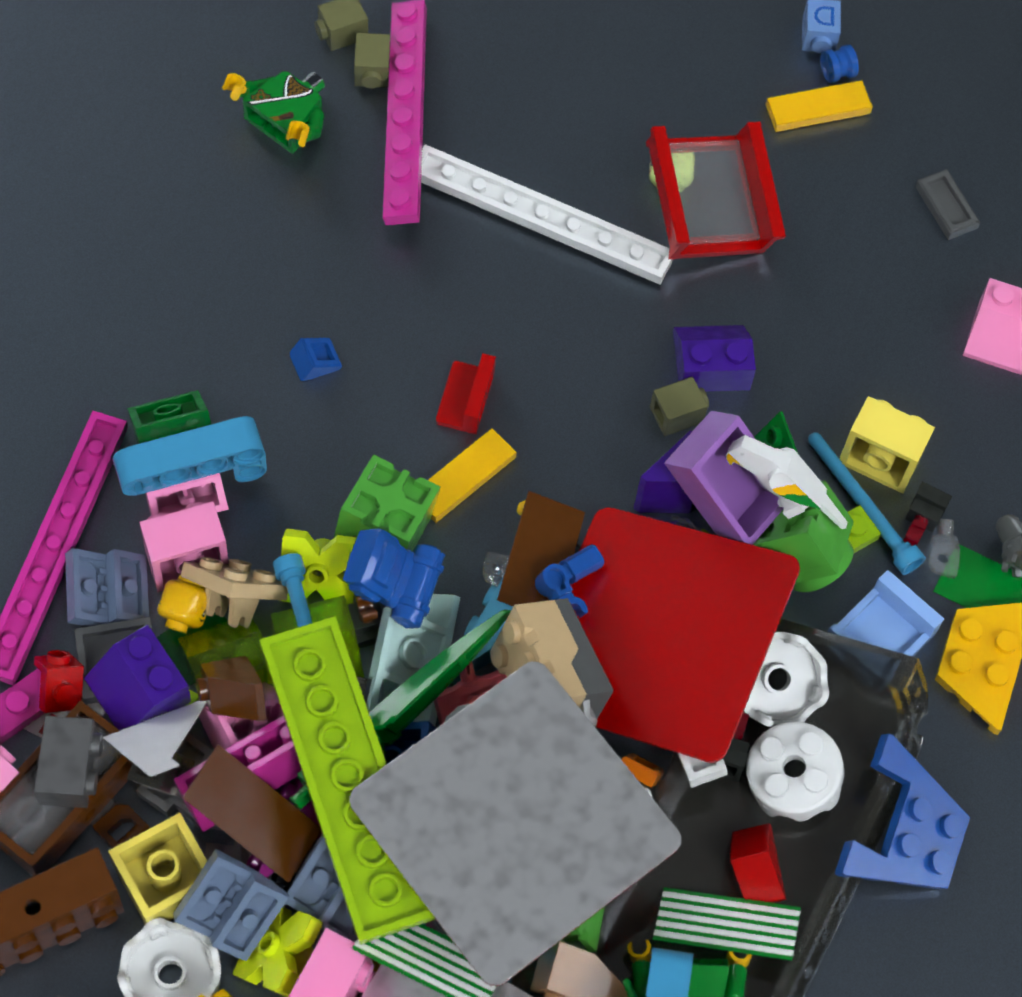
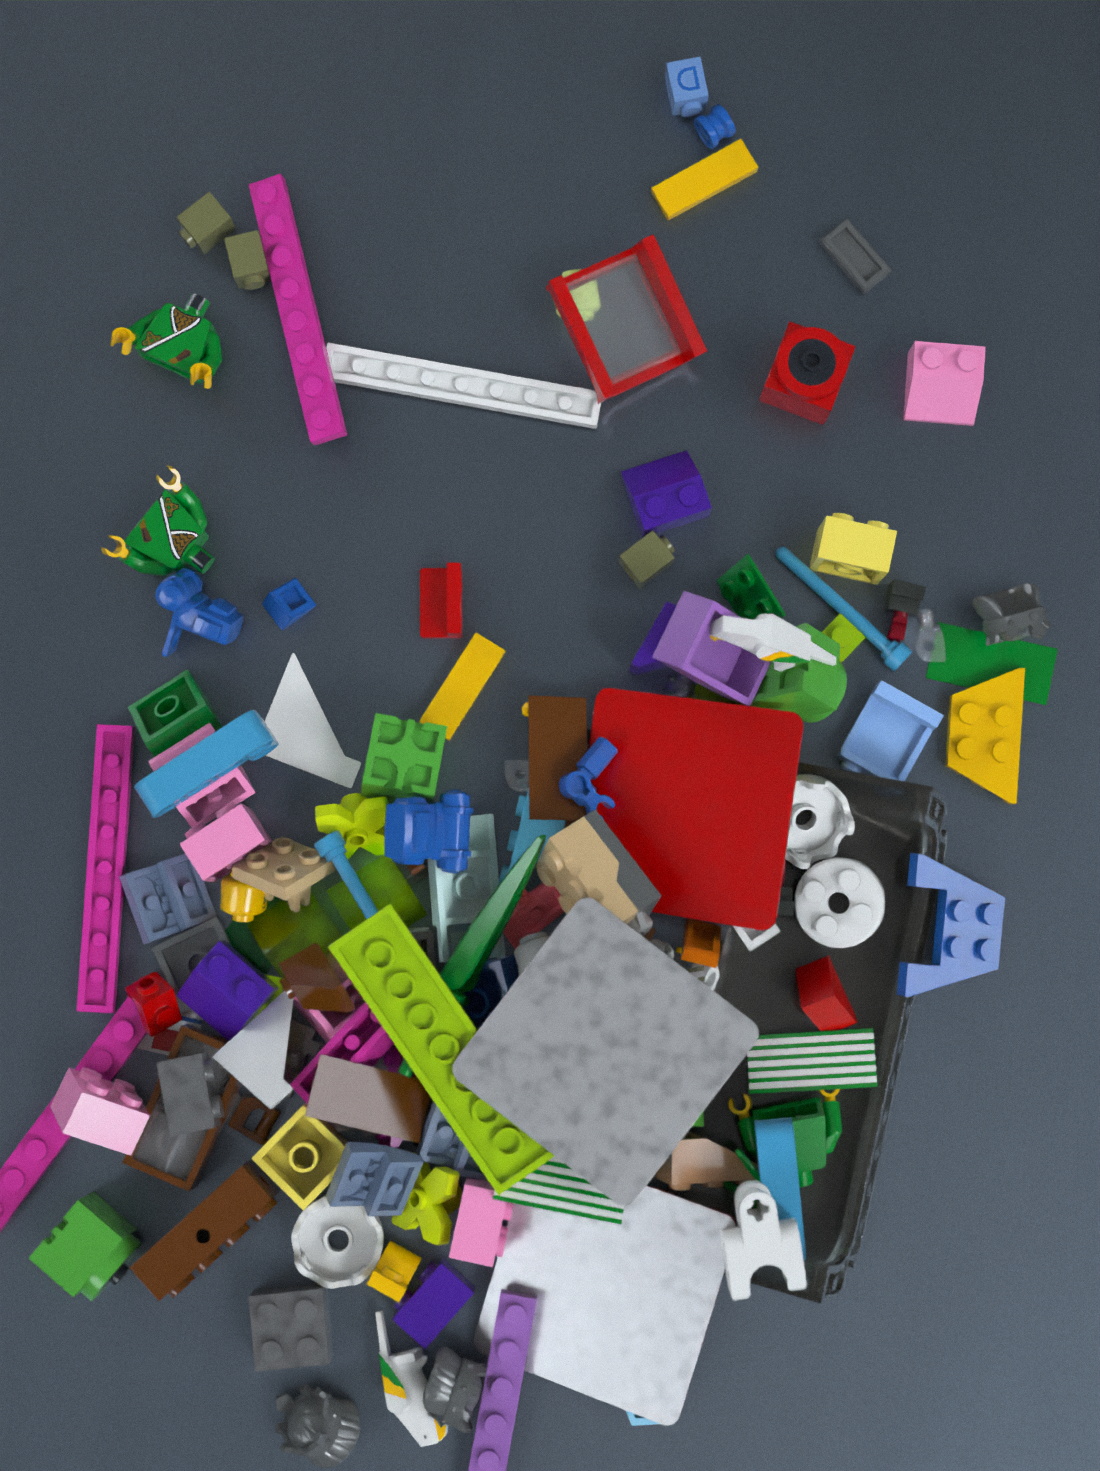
camera: 10 degrees left, 20 degrees up
(220, 264) = (167, 534): none -> green torso
(223, 330) = (195, 611): none -> blue piece
(294, 477) = (304, 731): none -> white sticker
(877, 281) = (807, 372): none -> red piece

